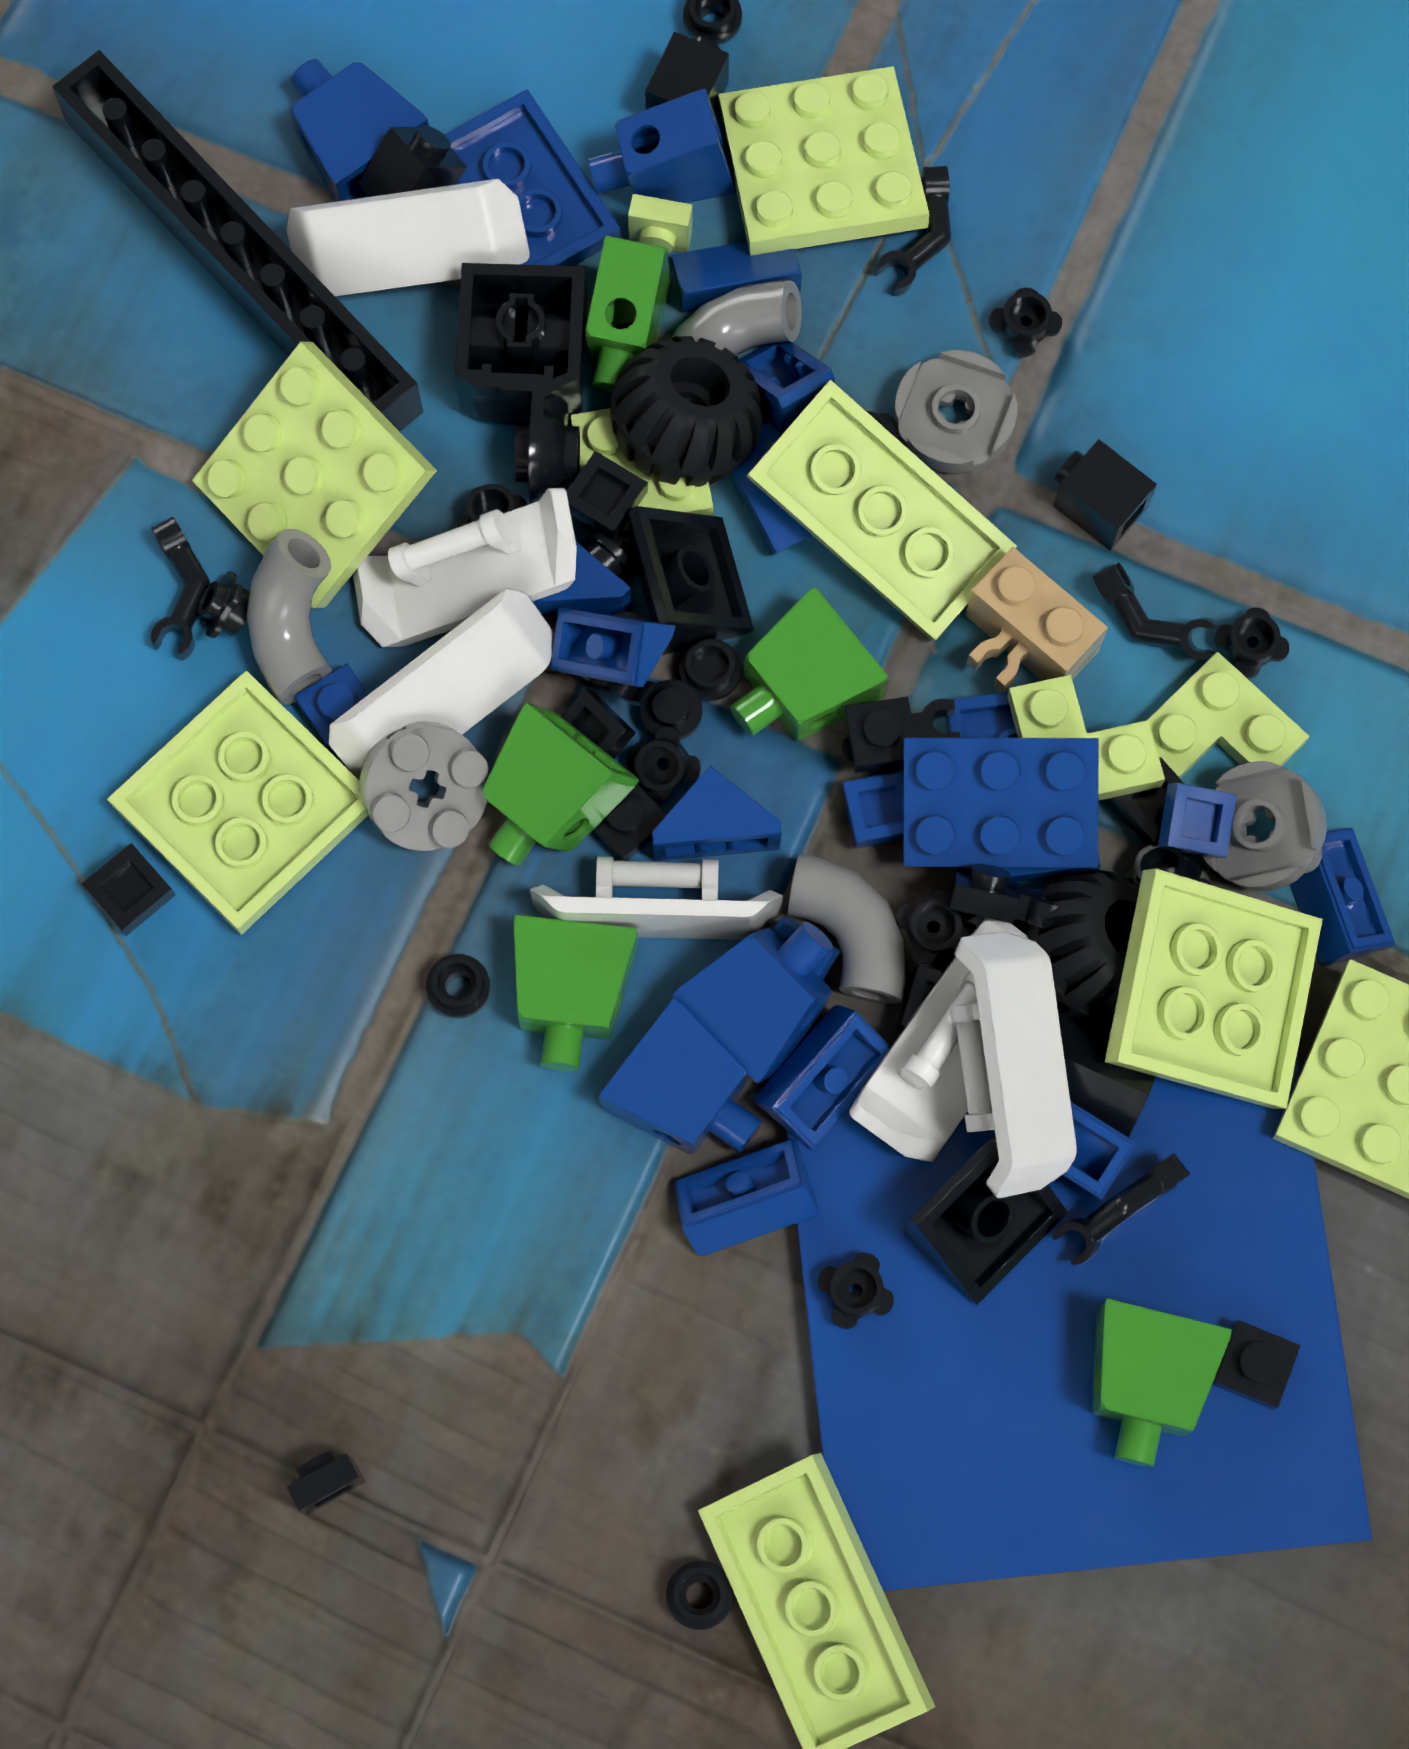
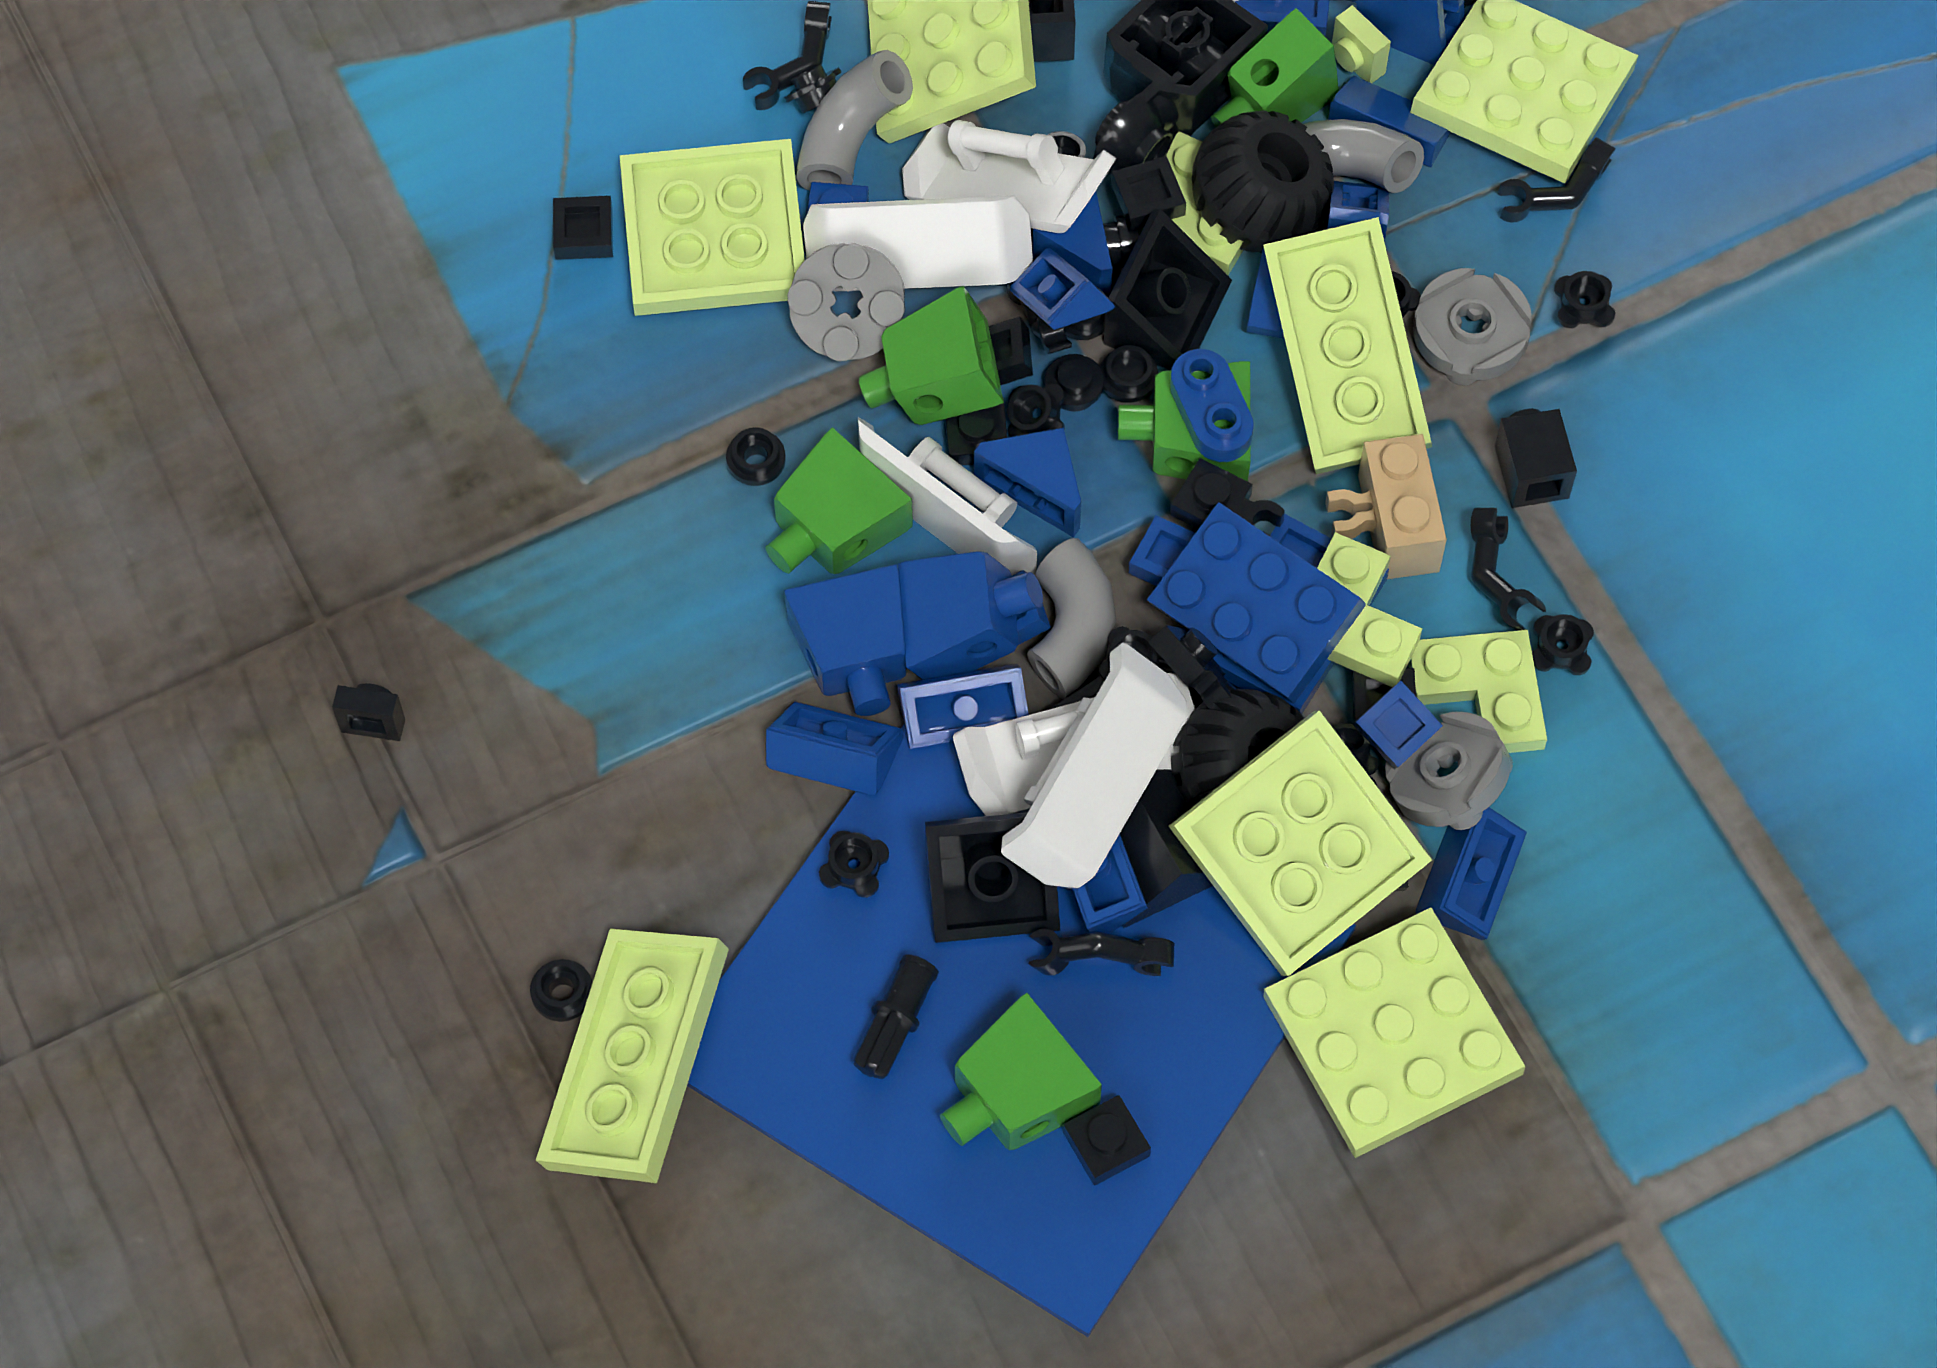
camera: 40 degrees right, 10 degrees down
(817, 652) = (1211, 400): none -> blue plate
(1003, 1399) = (895, 1016): none -> black axle

